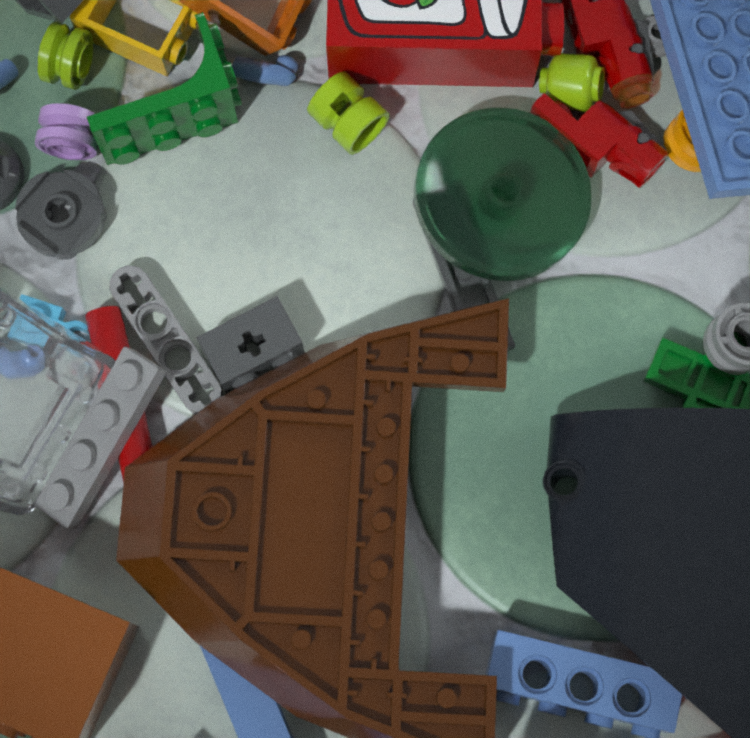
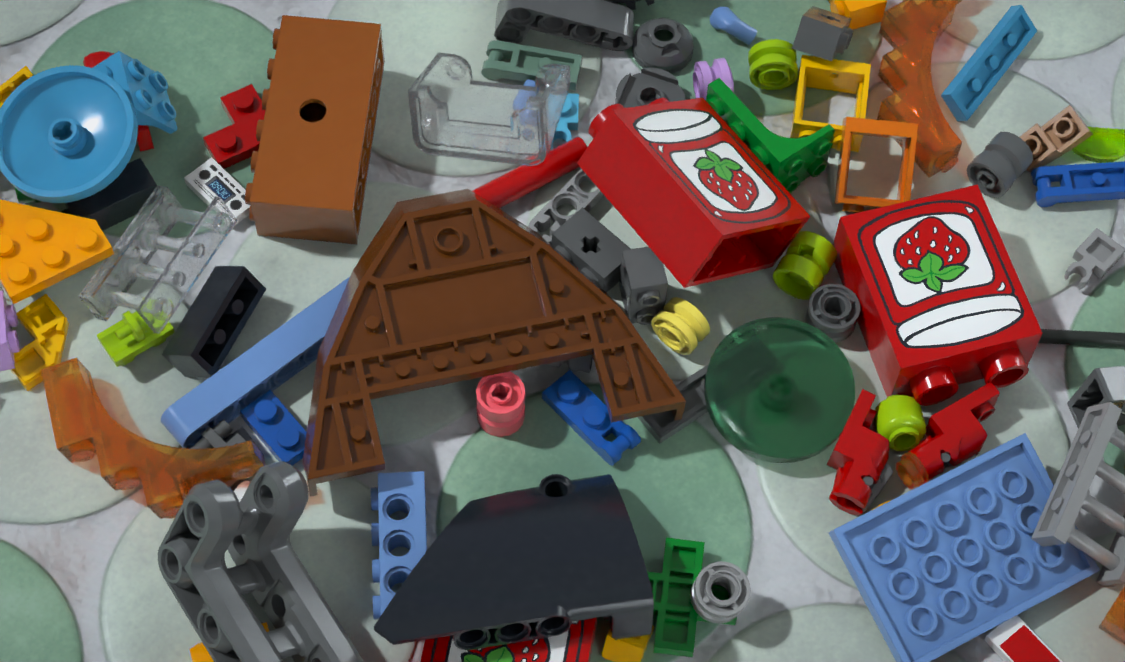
camera: 70 degrees right, 15 degrees down
(100, 438) = (486, 169): light grey plate -> none
(228, 202) = (691, 189): none -> red brick
(264, 72) = (816, 201): medium blue arm -> none
(327, 299) = (642, 285): none -> dark grey brick
(386, 275) = (680, 326): none -> light yellow wheel
(416, 86) = (838, 299): none -> dark grey wheel
(430, 512) = (500, 404): none -> coral wheel
(462, 418) = (589, 417): none -> blue plate

